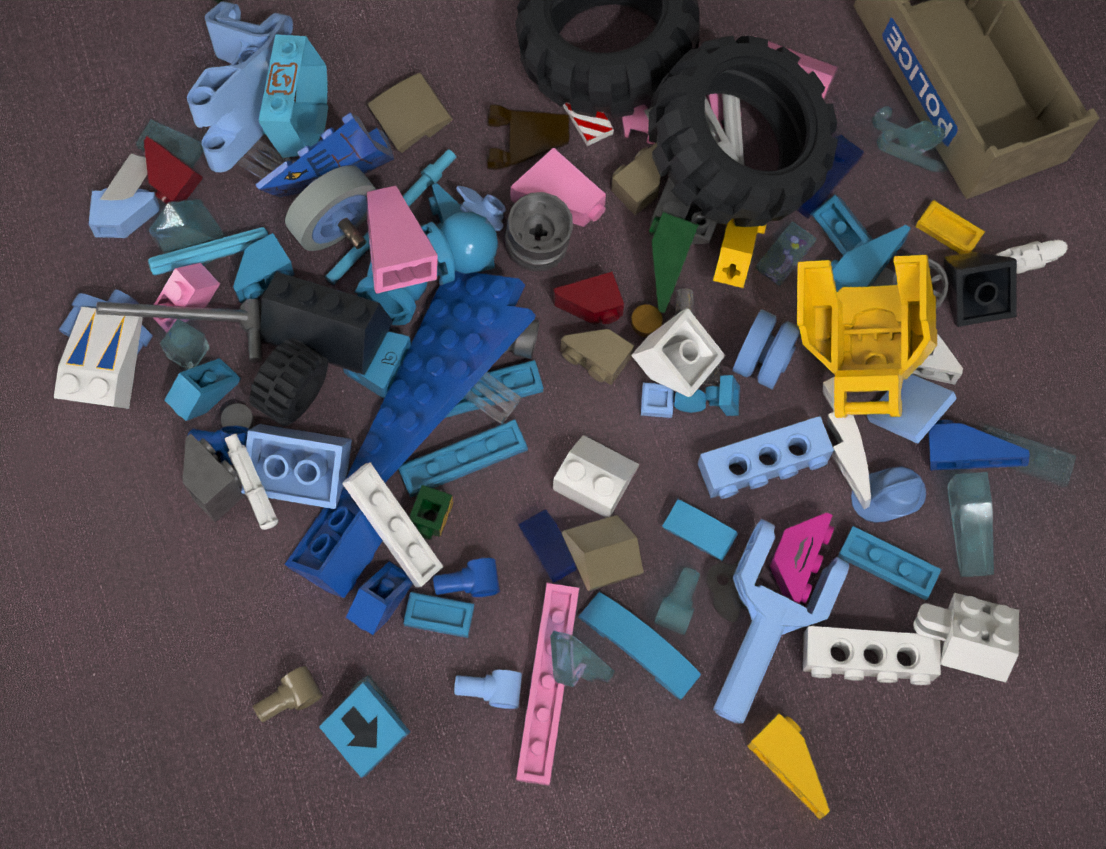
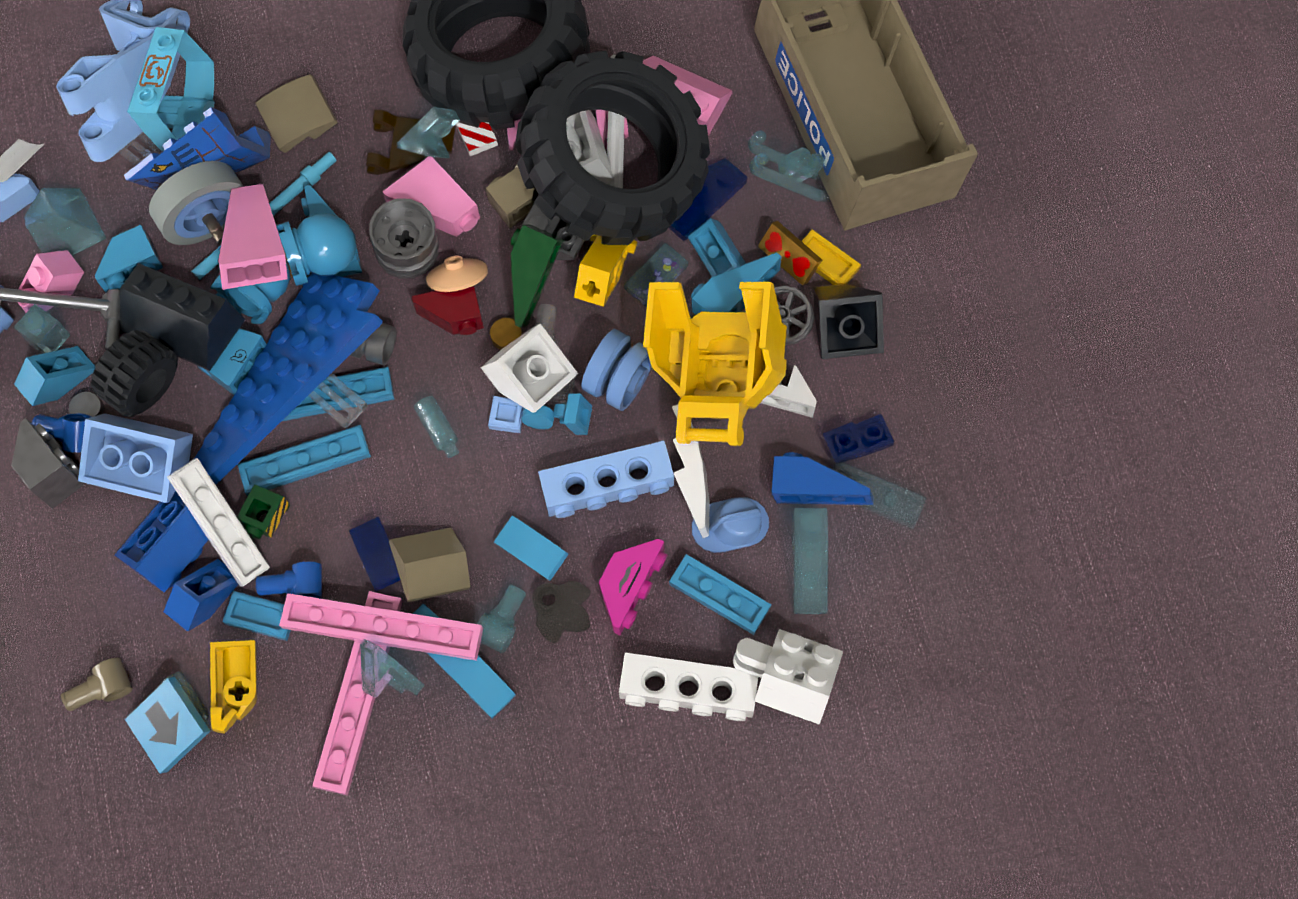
camera: 10 degrees right, 0 degrees up
(168, 173) = (48, 159): dark red slope -> none
(179, 144) = (55, 133): clear light blue tile -> none
(205, 251) = (73, 239): medium azure axle -> none
(251, 483) = (85, 471): white piece -> none
(422, 667) = (232, 667): none -> yellow piece
(487, 207) = (353, 212): light blue plate -> none
(500, 688) = (308, 695): light blue pin -> none
(548, 129) = (427, 133): none -> clear light blue slope
(567, 616) = (381, 626): none -> bright pink plate
(591, 415) = (437, 425): none -> clear light blue cylinder
(593, 264) = (456, 274): none -> light nougat dish
(594, 476) = (432, 486): white slope -> none
(599, 352) = (452, 362): dark tan slope -> none
(771, 618) = (589, 642): light blue piece -> none
(787, 756) = (588, 781): yellow slope -> none
(921, 408) = (765, 437): light blue tile -> none
(925, 230) = (796, 256): none -> pearl gold tile
(1004, 402) = (858, 439): none -> clear blue slope
(1035, 254) = (906, 291): white hinge -> none

